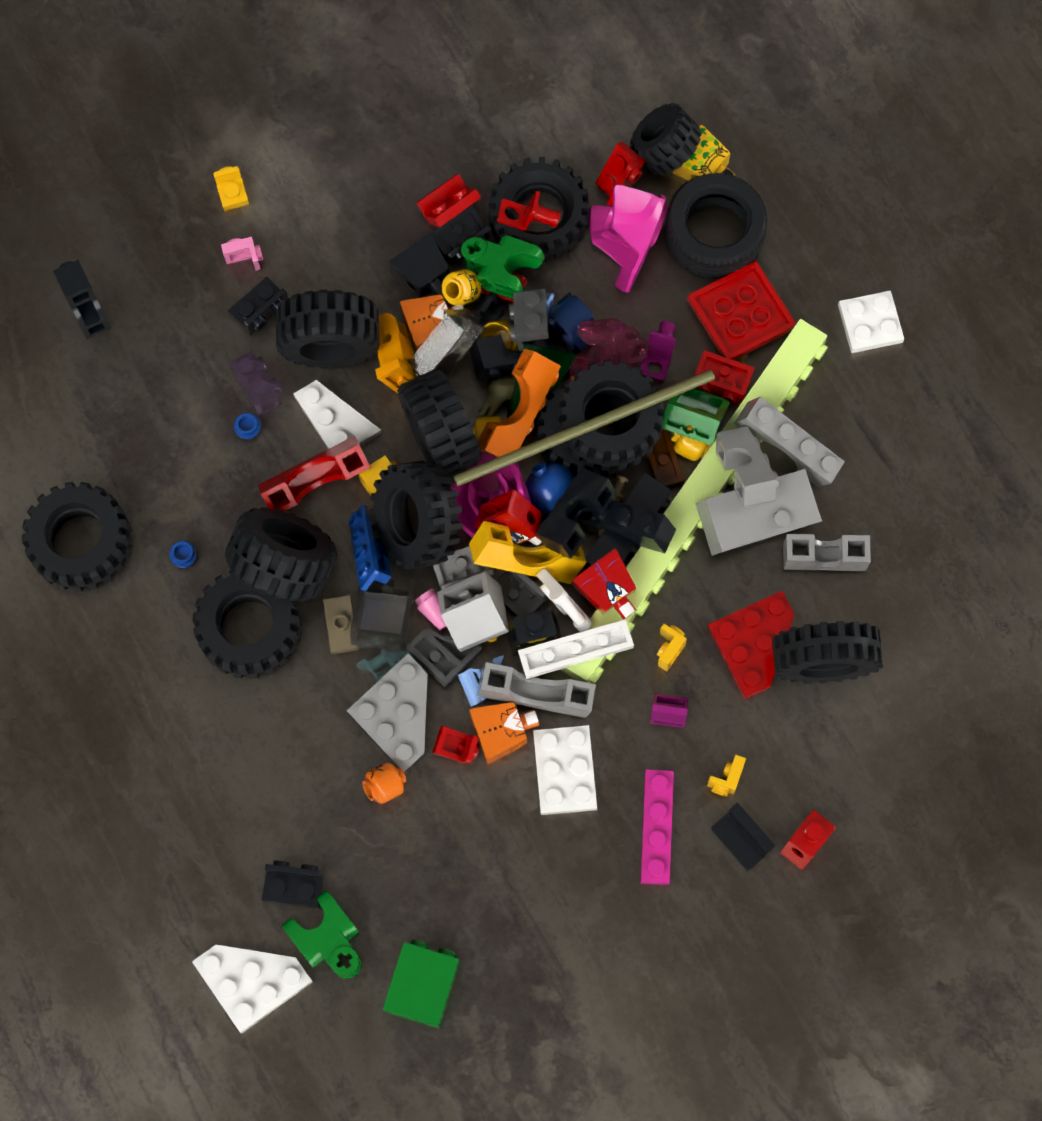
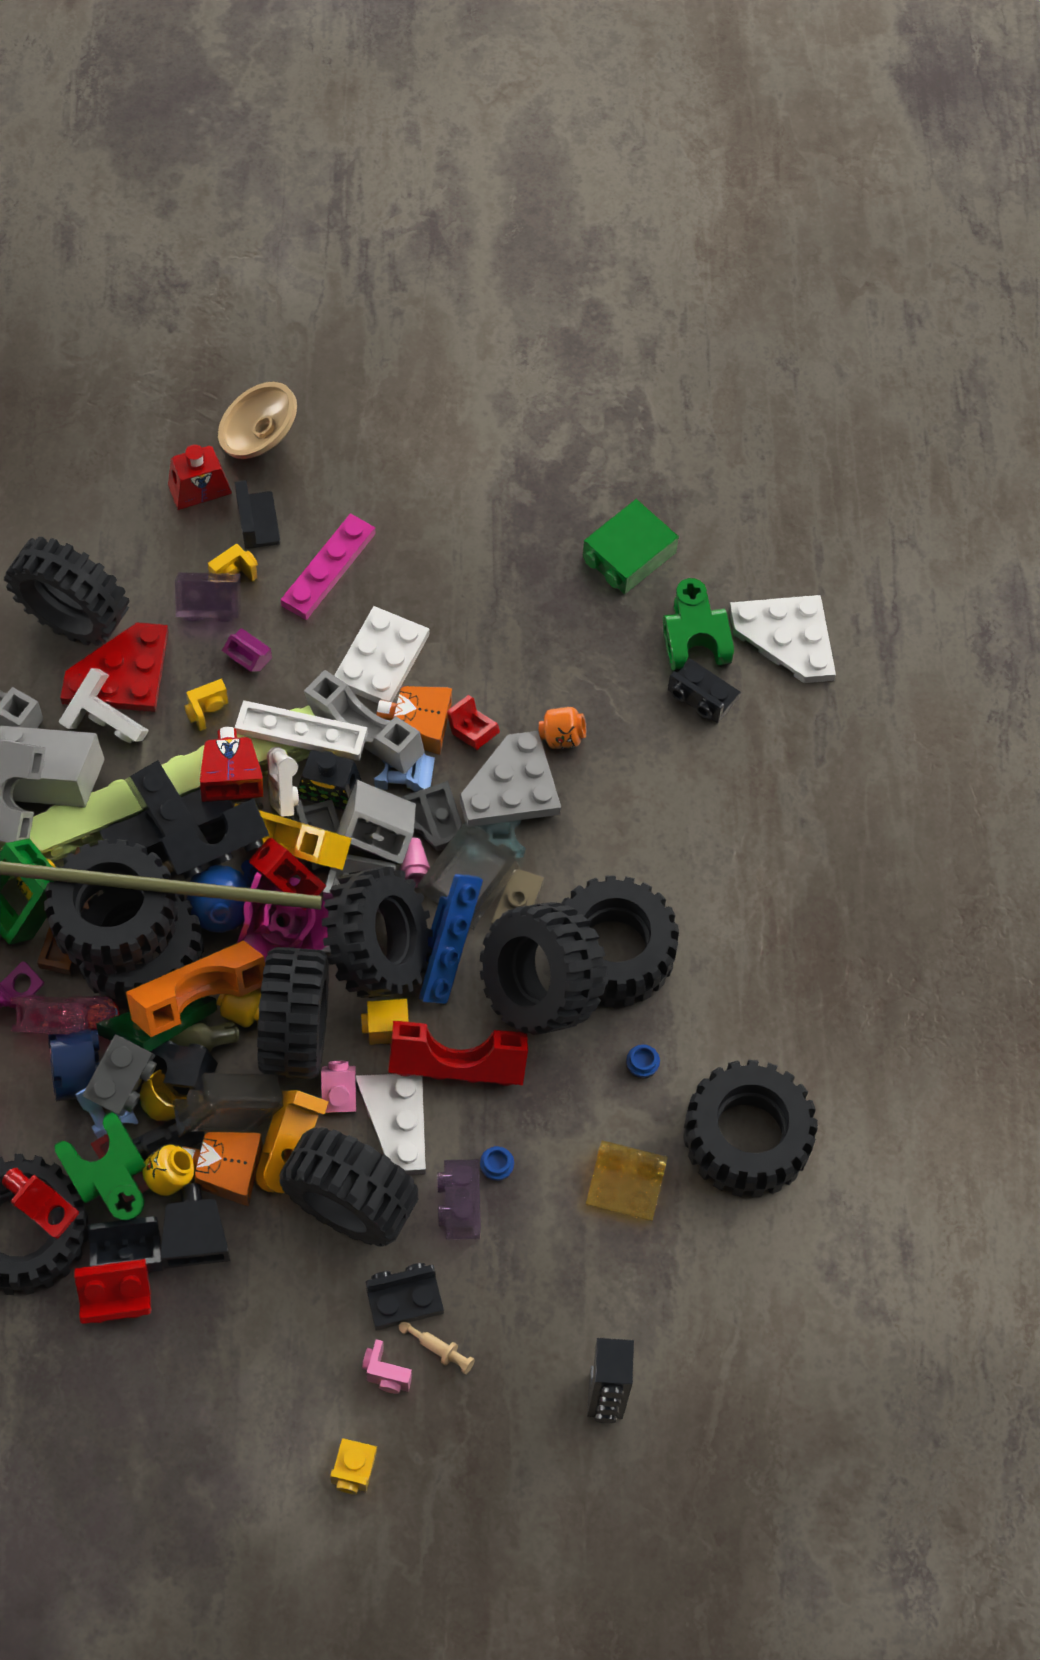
camera: 155 degrees left, 10 degrees down
(150, 464) = (626, 1180): none -> clear yellow hinge
(215, 287) = (447, 1352): none -> tan piece
(388, 417) = (339, 1086): none -> bright pink bracket
(728, 734) = (208, 596): none -> clear purple brick
(737, 591) = (100, 712): none -> white bracket
(808, 916) = (257, 420): none -> tan dish

